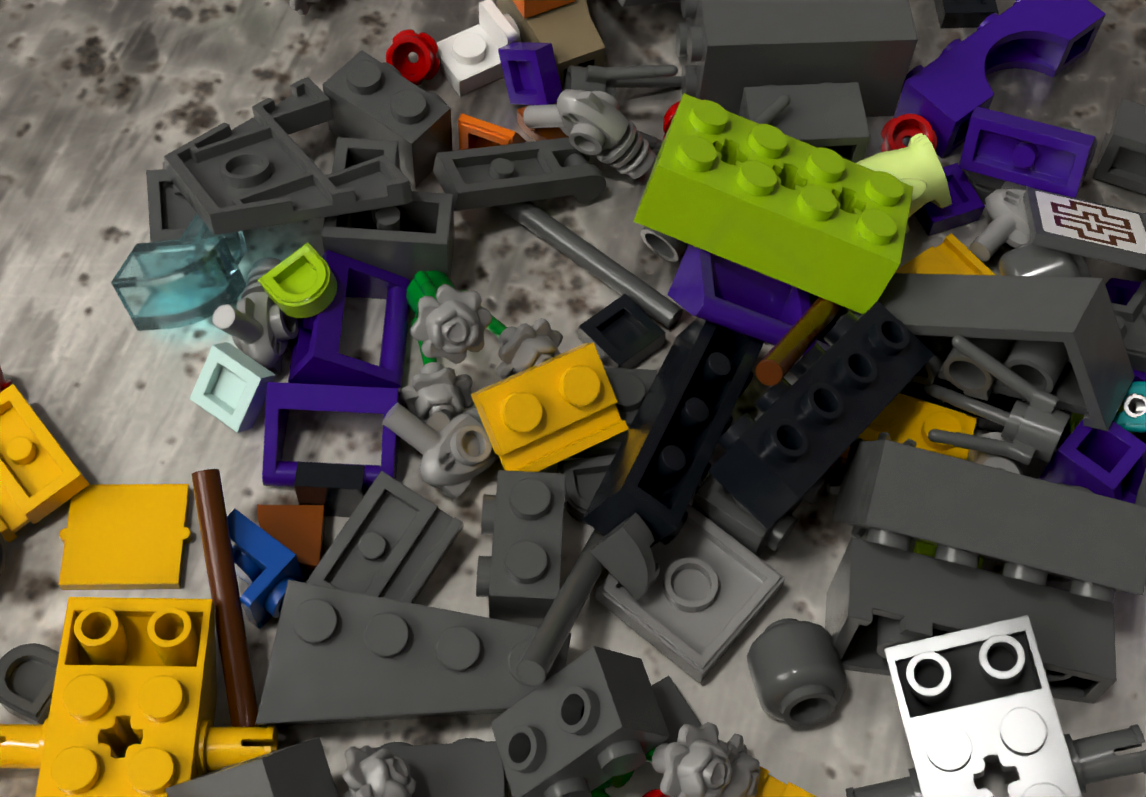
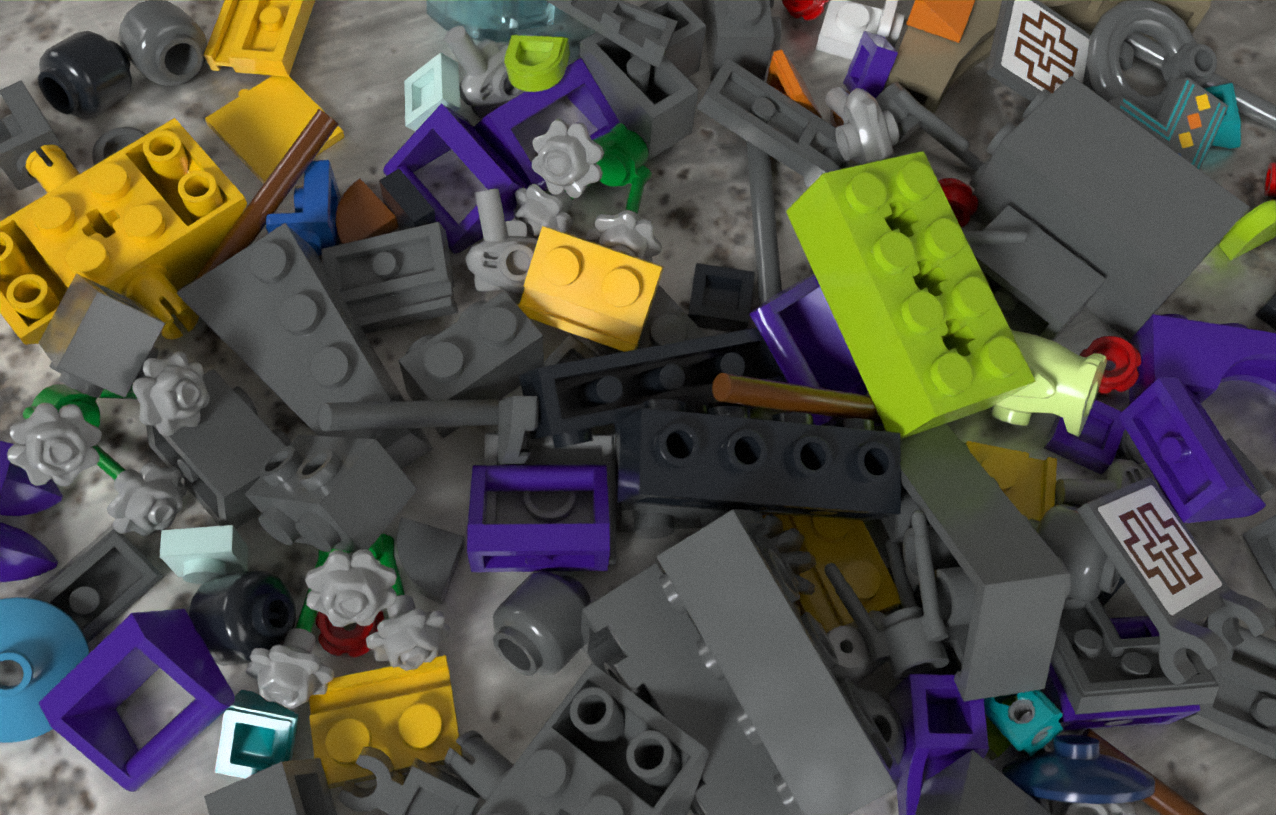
camera: 45 degrees right, 5 degrees up
(712, 656) = (538, 545): none -> dark purple tile

